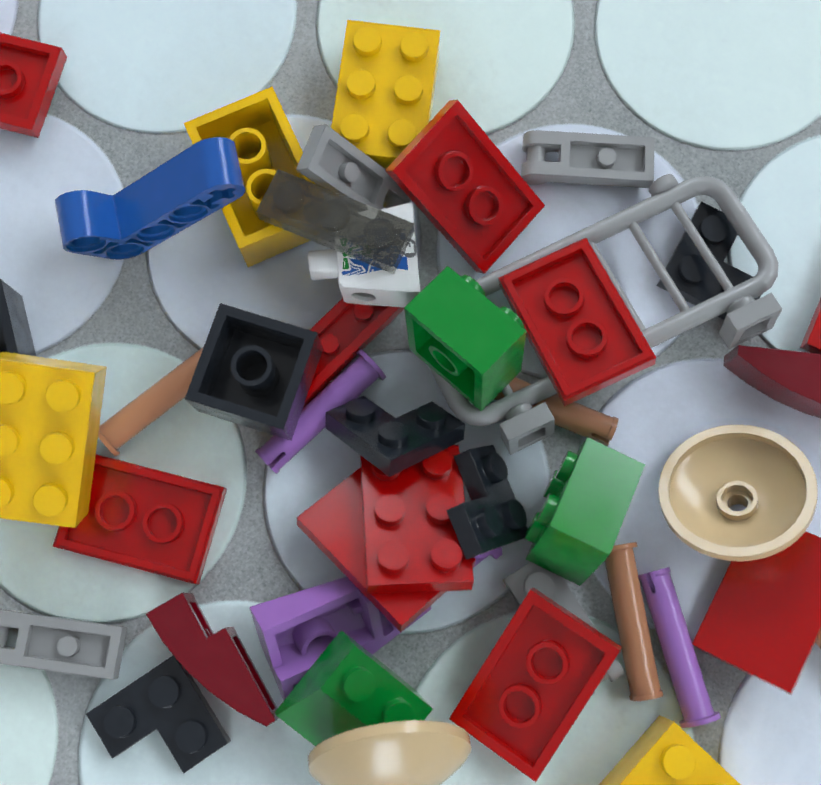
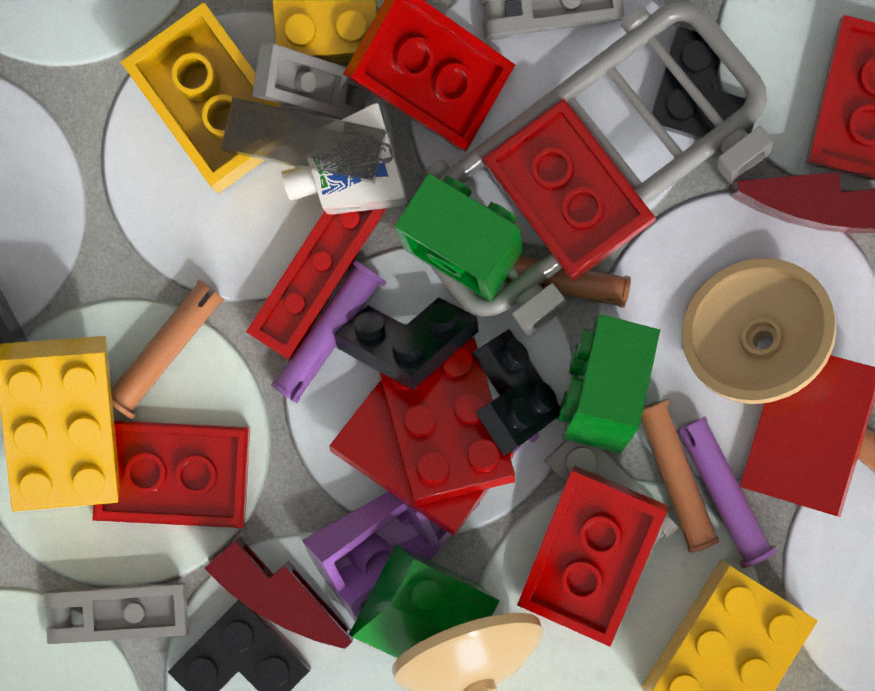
camera: 10 degrees left, 10 degrees up
(154, 206) = (109, 156): blue beam -> none
(255, 371) = (257, 311): black brick -> none

